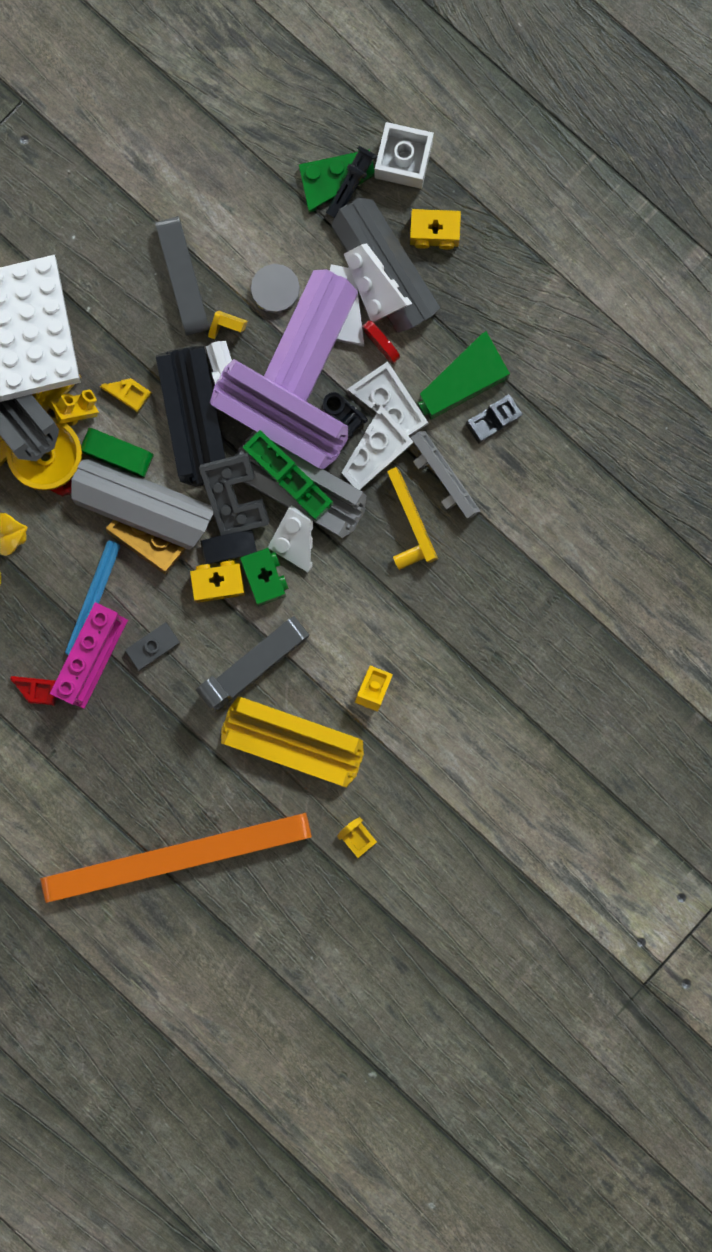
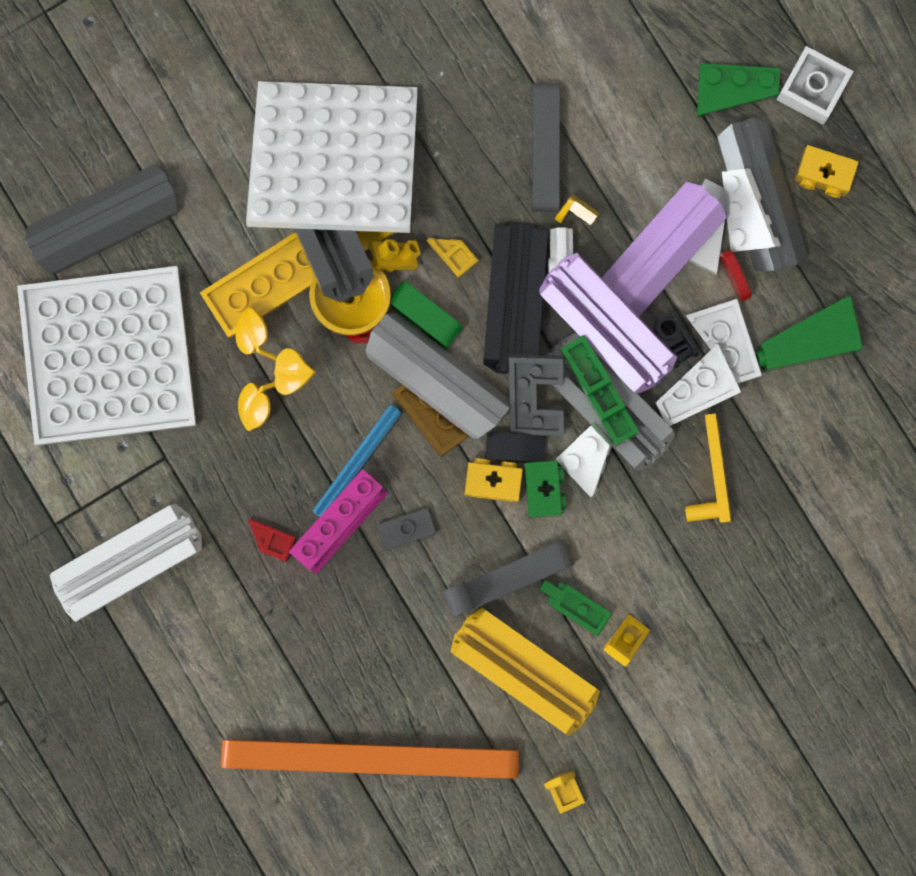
camera: 15 degrees right, 0 degrees up
(275, 288) = (639, 187): light grey tile -> none
(321, 671) = (576, 606): none -> green hinge
(356, 172) = (760, 89): black pin -> none
(432, 456) = (772, 456): light grey hinge -> none
(494, 419) = (831, 390): slope -> none

